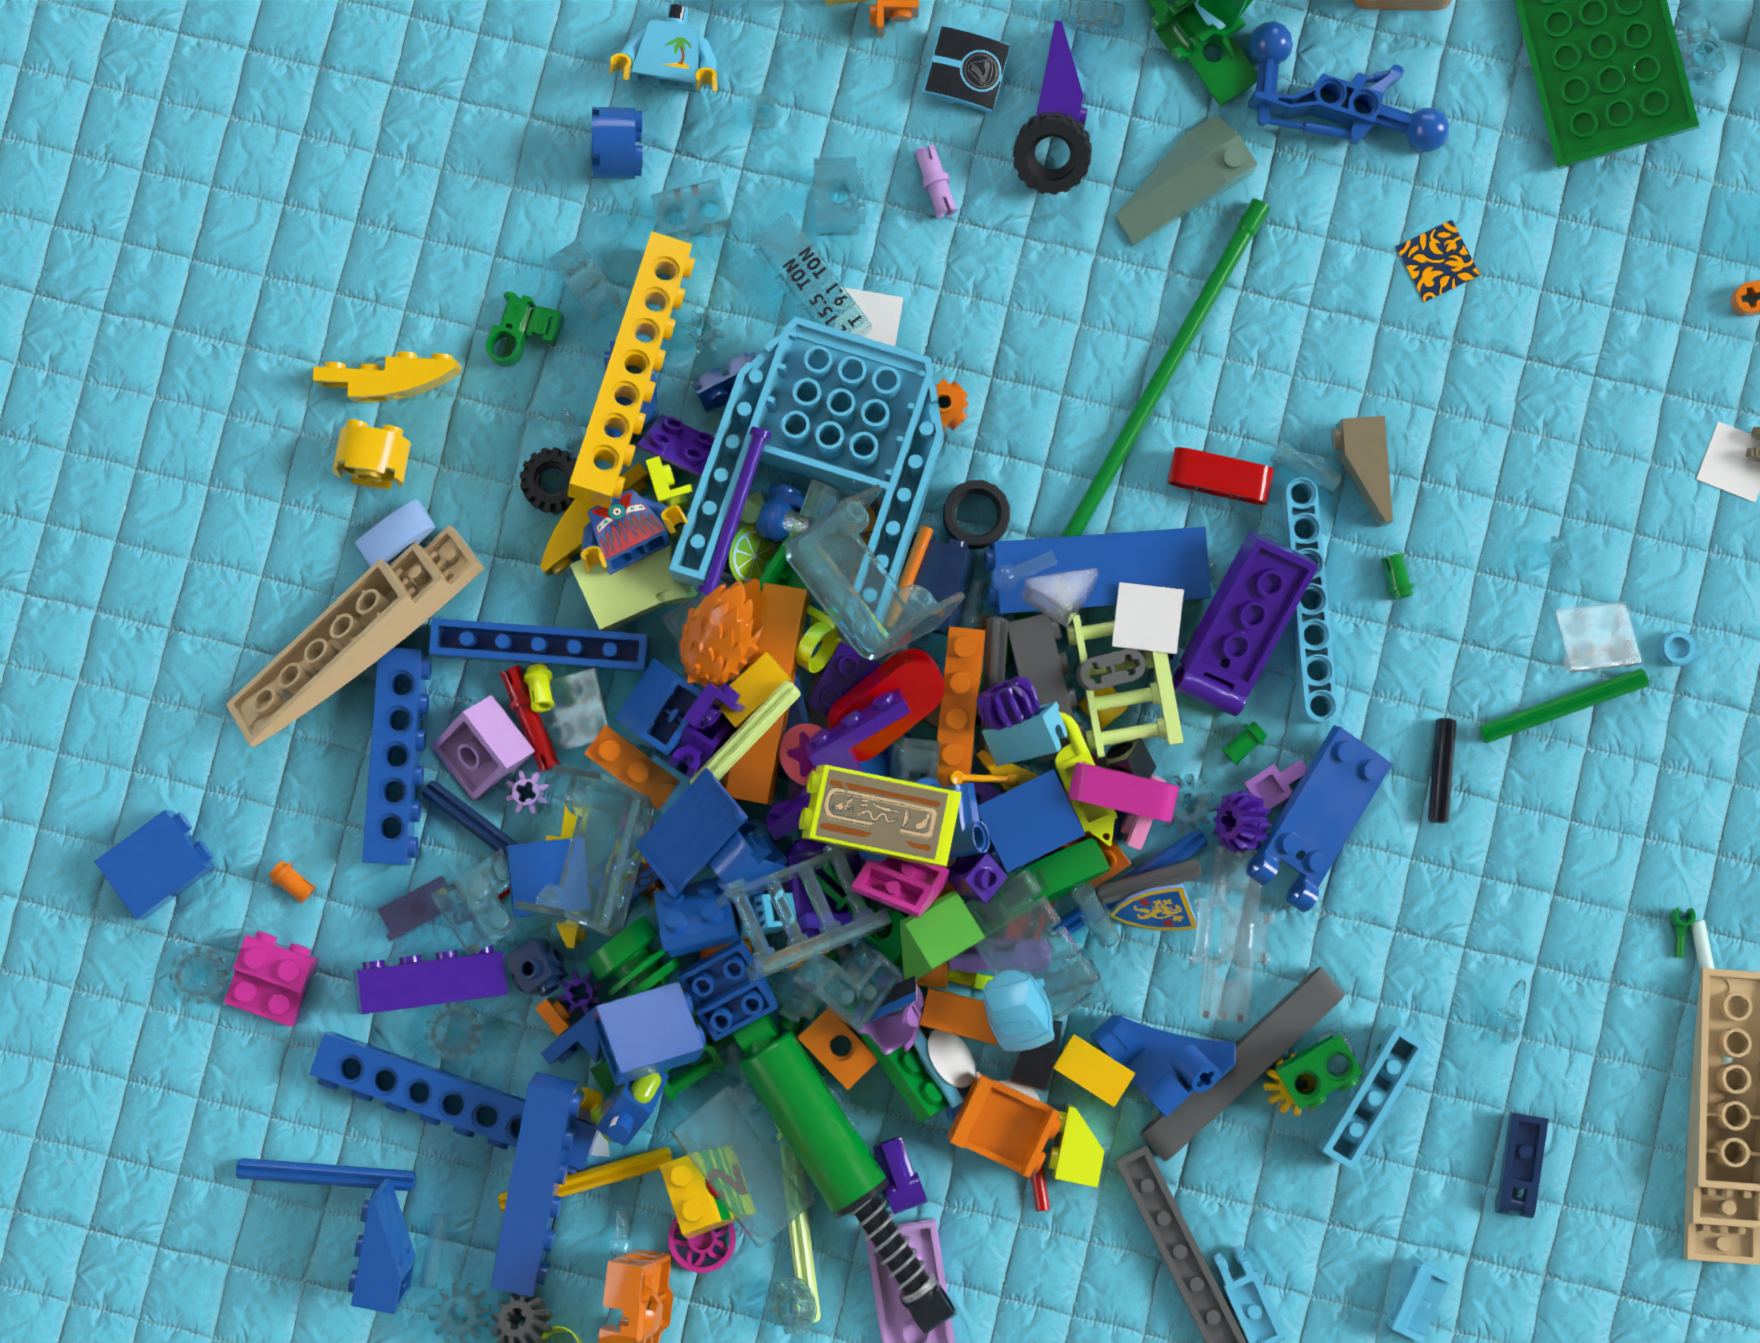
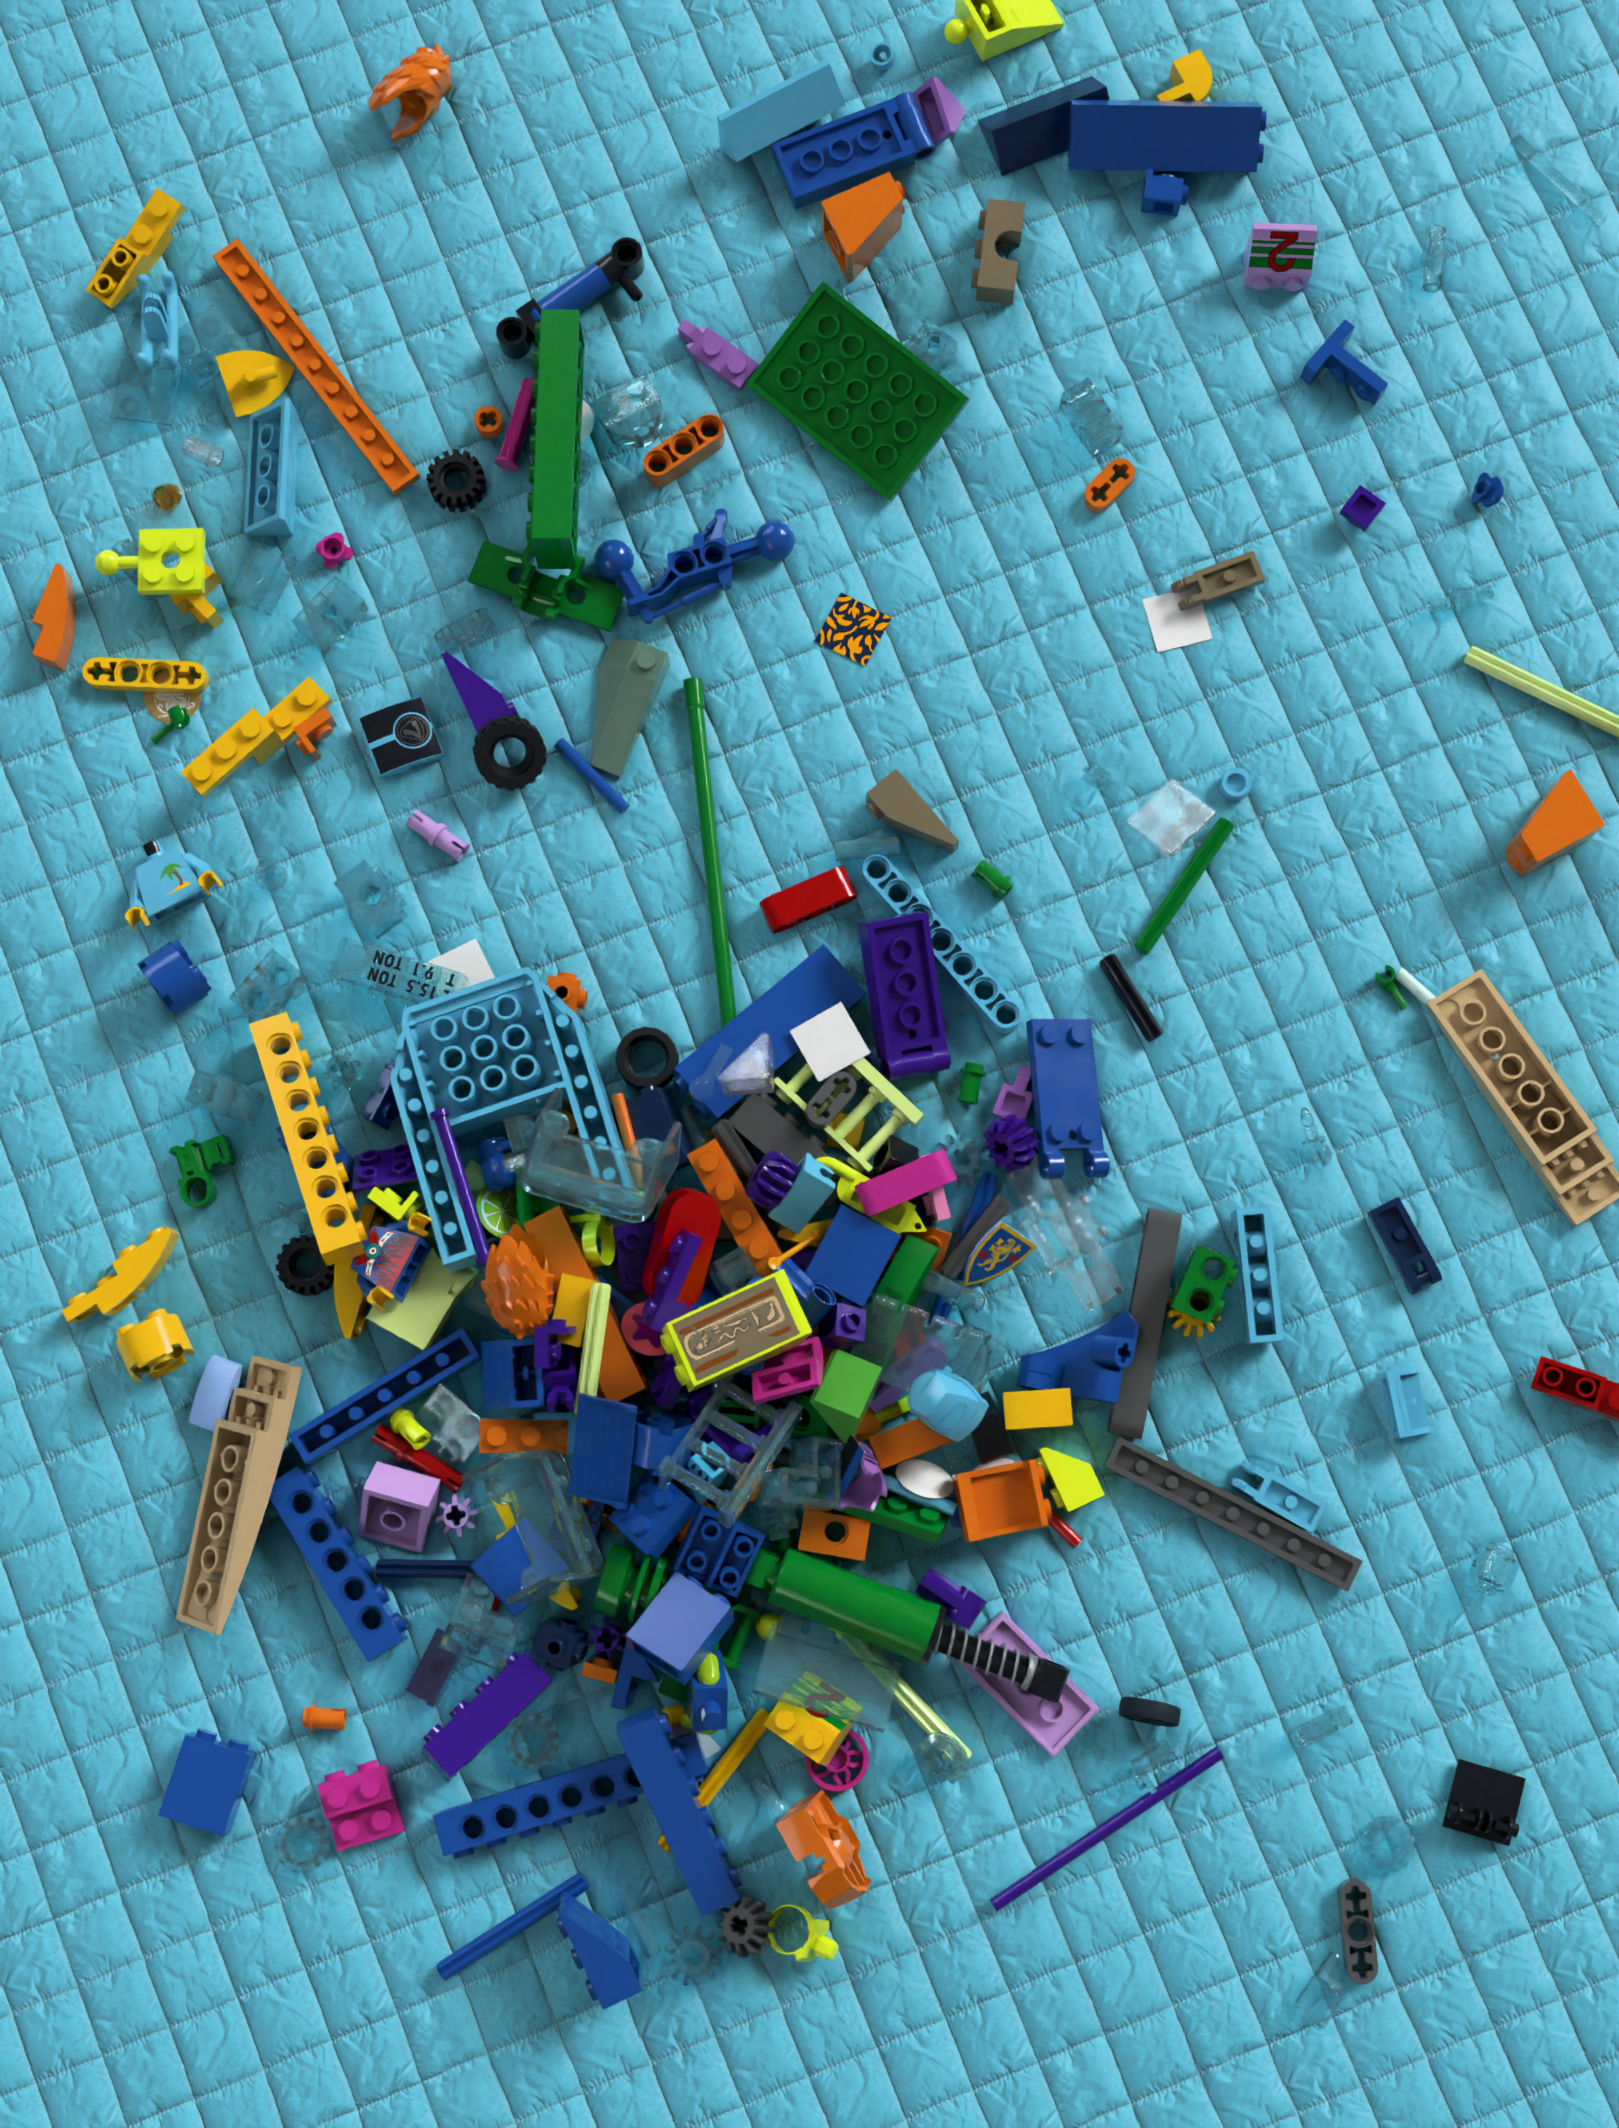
camera: 30 degrees left, 5 degrees down
(723, 1079) = (764, 1622): none -> neon yellow hinge
(1109, 226) = (591, 775): none -> blue bar

